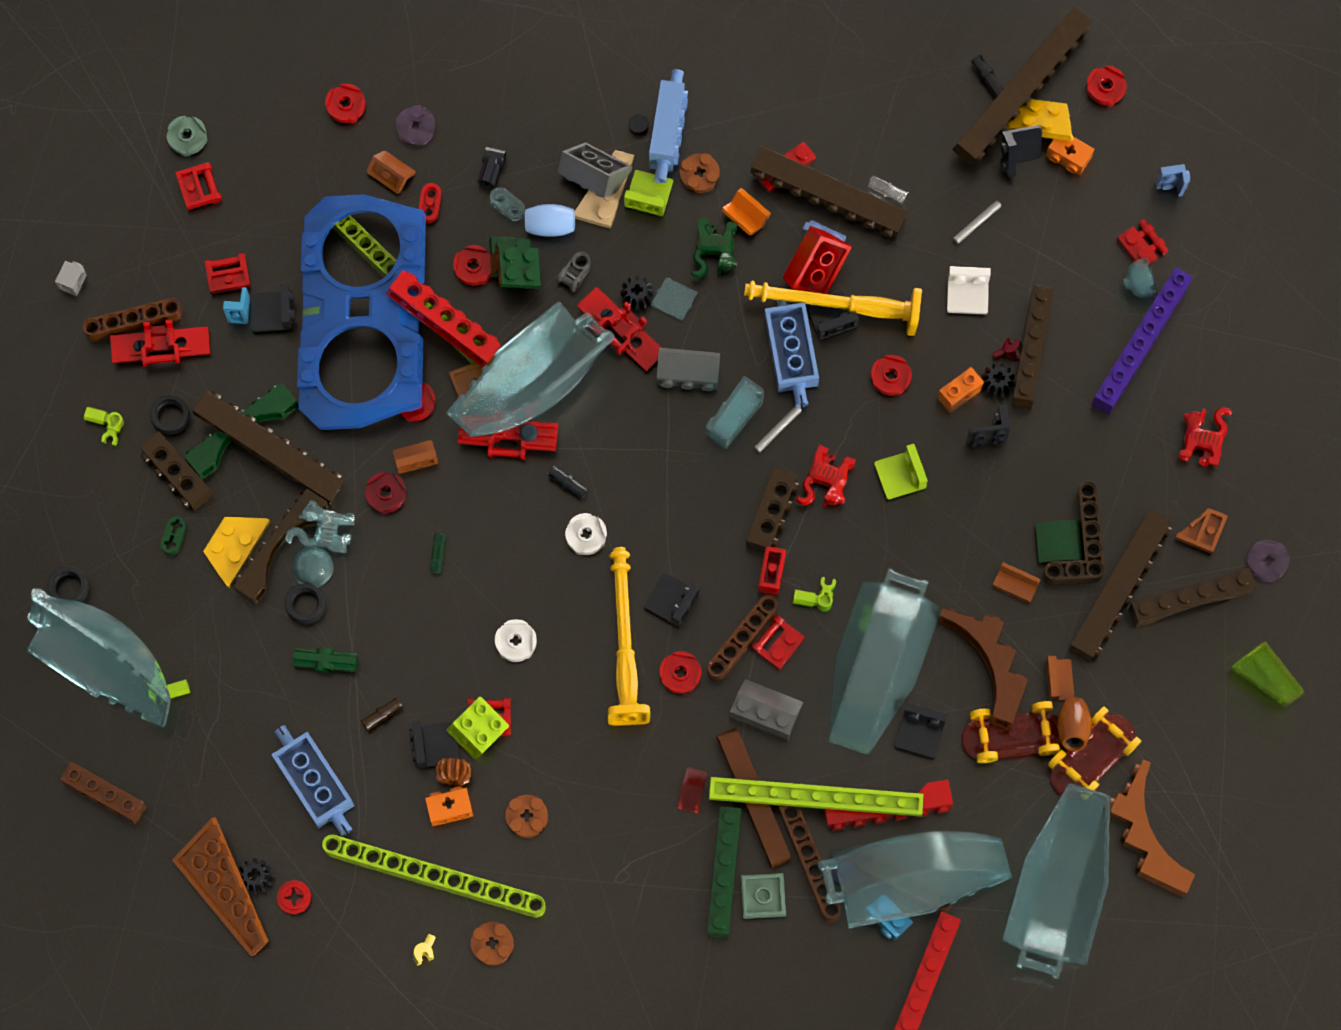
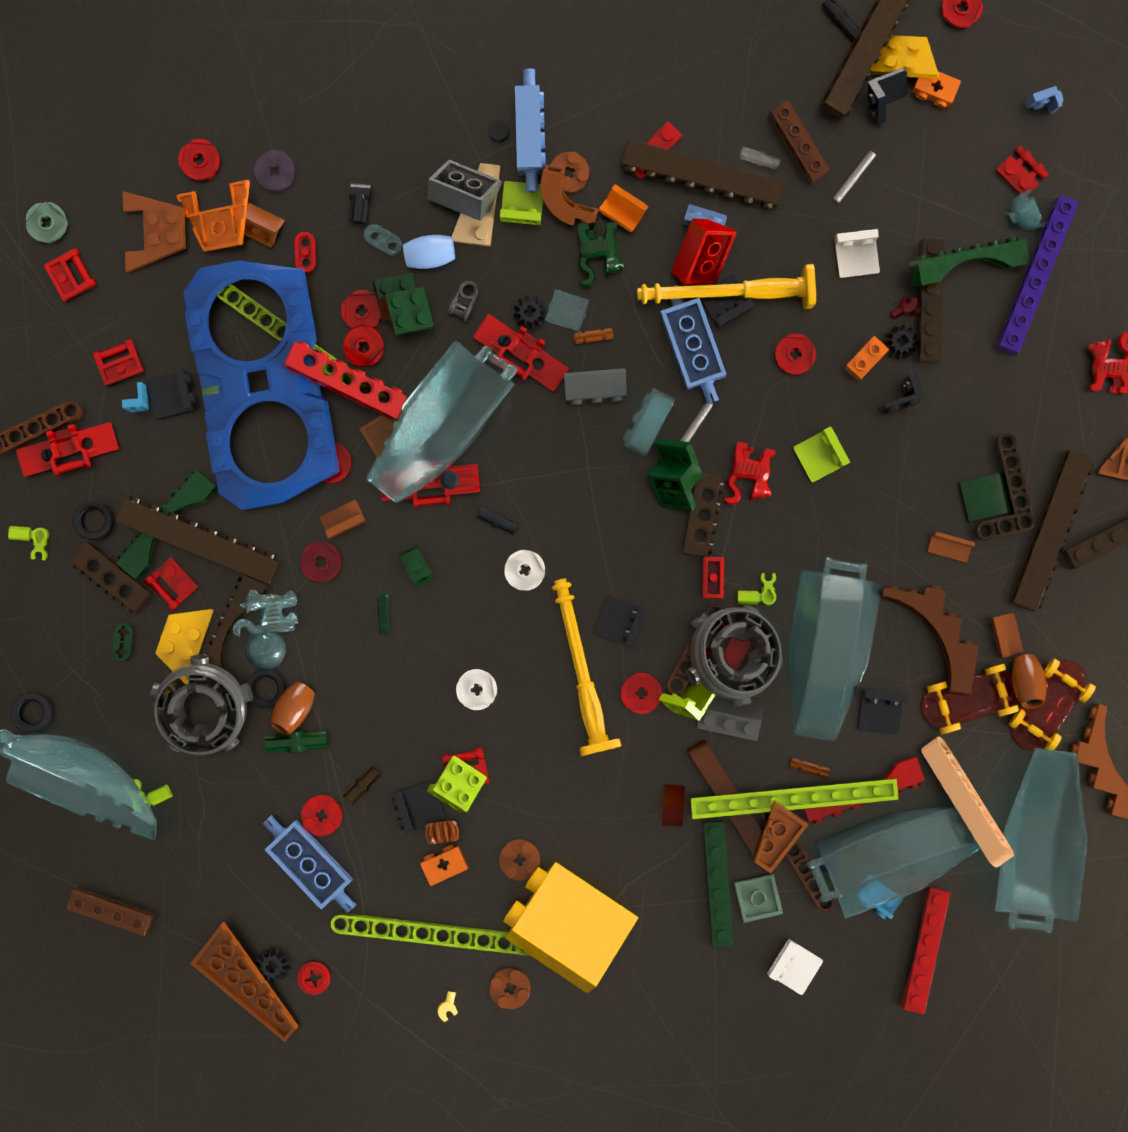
camera: 15 degrees left, 15 degrees up
(213, 593) = (182, 733): none -> dark grey piece
(239, 485) = (176, 579): none -> red plate
(296, 159) = (162, 230): none -> dark orange wing
(327, 624) = (292, 708): none -> dark orange piece
(331, 726) = (315, 805): none -> red plate
(353, 164) = (219, 226): none -> orange wing
(479, 510) = (416, 566): none -> dark green torso
(480, 296) = (361, 334): none -> red plate
(564, 882) = (569, 926): none -> yellow brick
(682, 194) = (558, 202): none -> dark orange arch
(695, 325) = (593, 335): none -> dark orange axle
(728, 685) = (690, 703): none -> lime bracket
(751, 463) = (675, 474): none -> dark green bracket
(788, 971) = (795, 967): none -> white bracket
(795, 829) = (778, 836): none -> dark orange wing
(796, 620) = (766, 653): none -> dark grey piece
(838, 775) = (809, 767): none -> dark orange axle
(927, 180) = (798, 142): none -> reddish brown brick
(992, 828) = (967, 802): none -> light nougat beam
(1114, 315) = (1005, 255): none -> dark green arch

